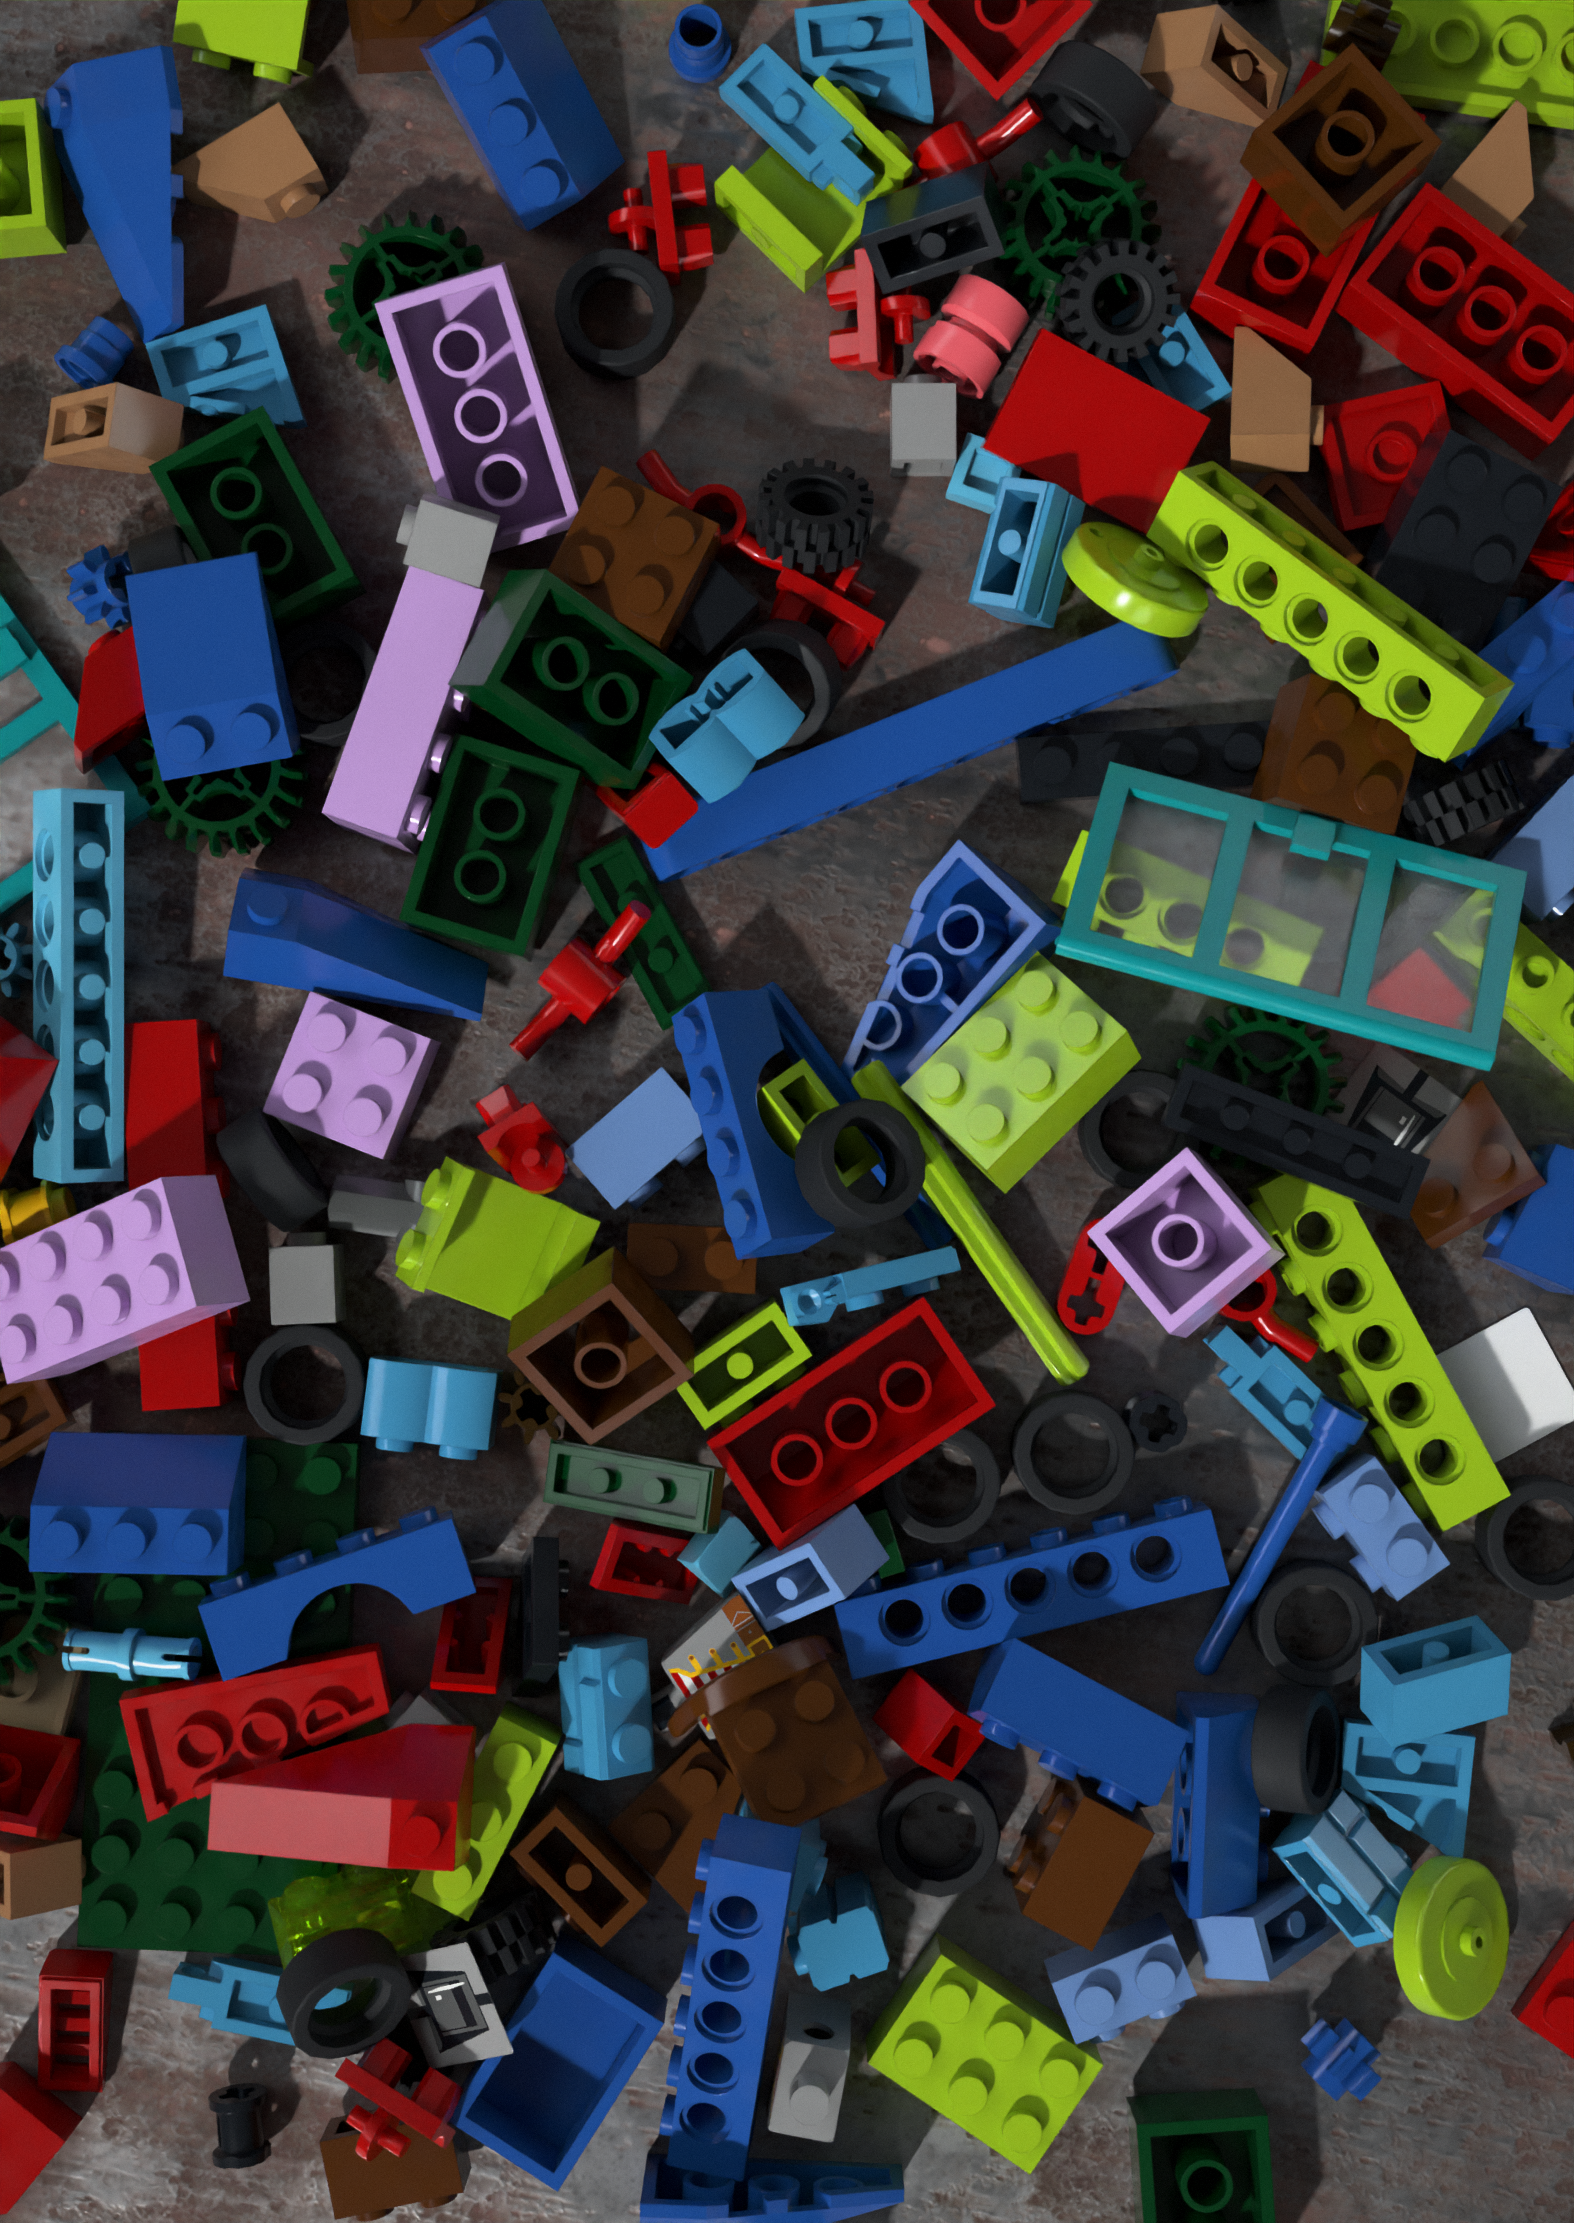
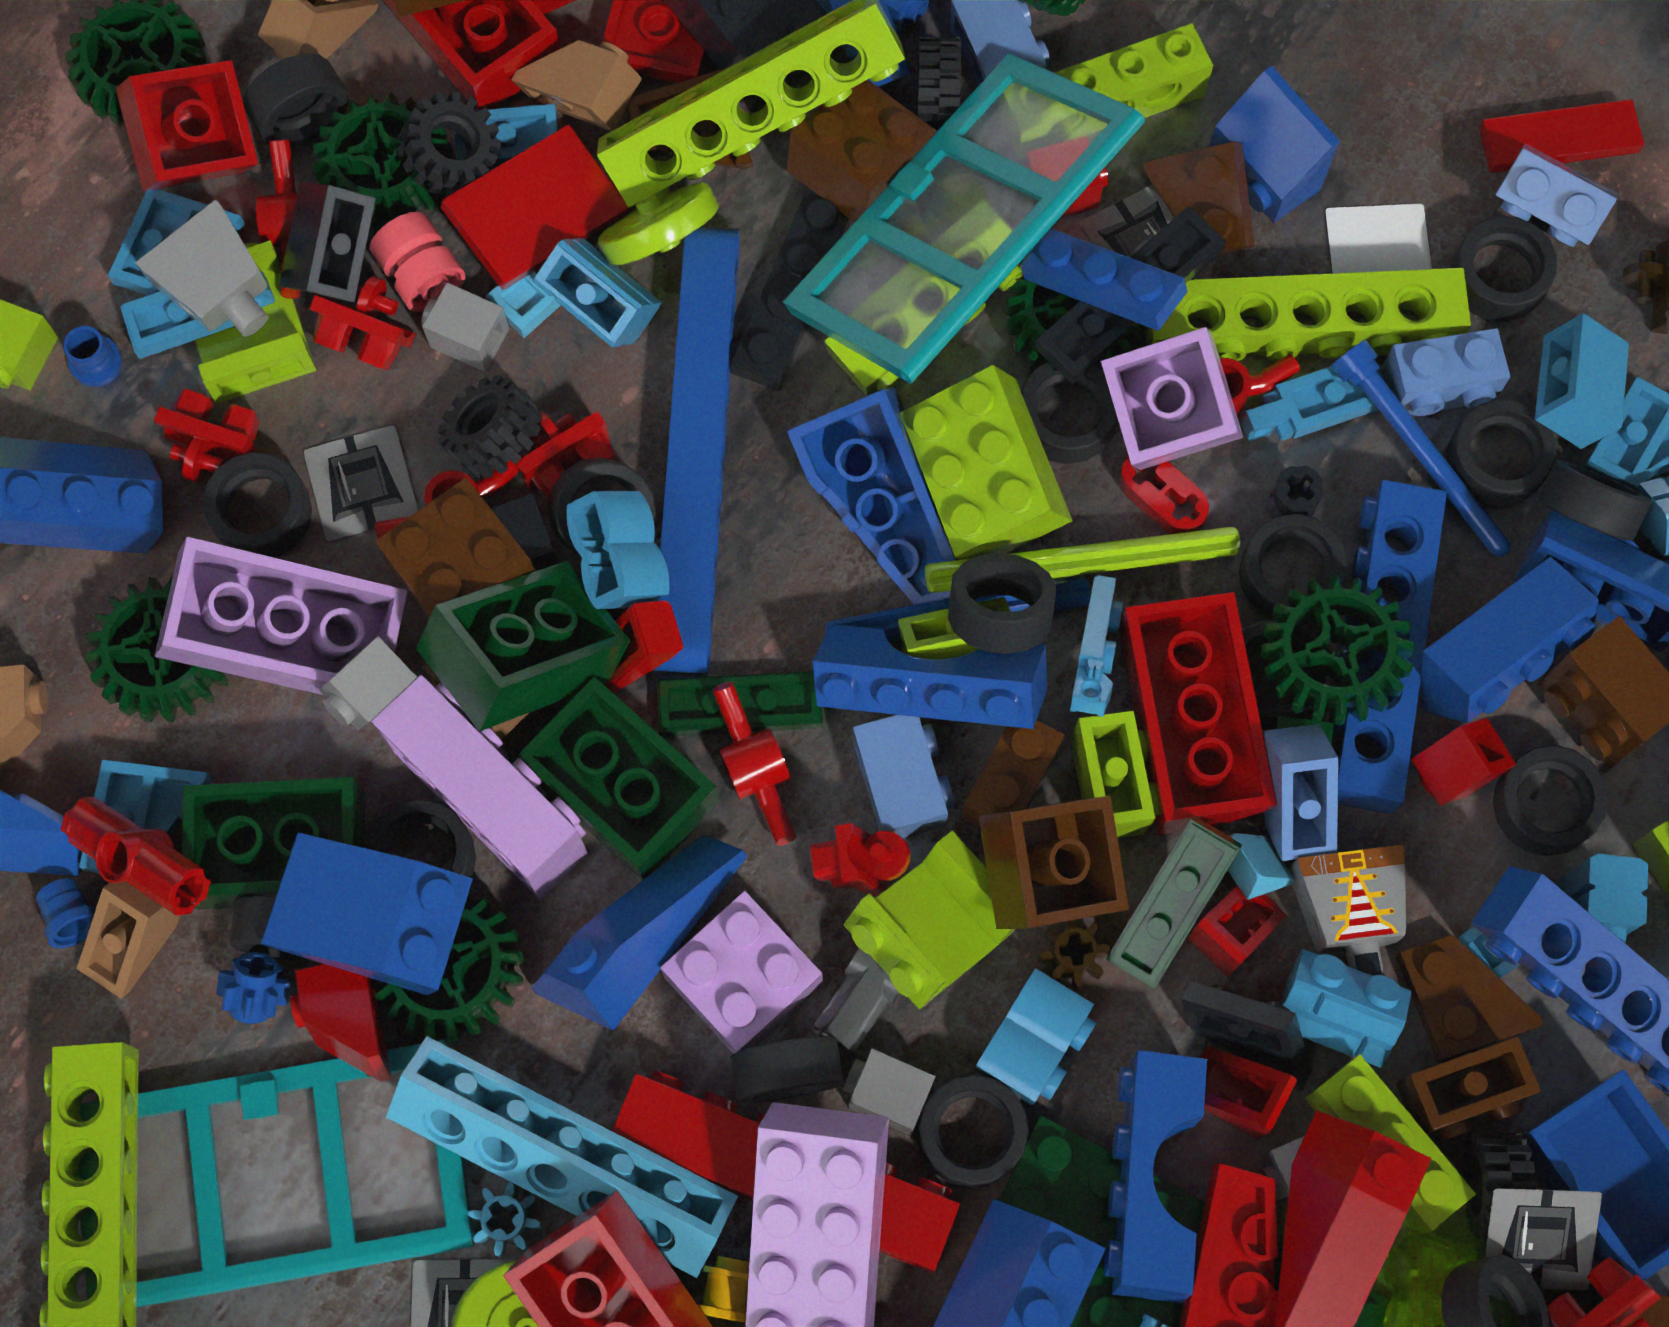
camera: 65 degrees left, 15 degrees down
(163, 397) = (135, 856): none -> red piece
(700, 408) = (360, 482): none -> sticker
(787, 1732) = (1424, 863): reddish brown piece -> none
(835, 119) = (208, 272): none -> light grey torso
(1020, 1586) = (1314, 659): none -> dark green gear
(1290, 1110) = (1104, 279): none -> blue plate

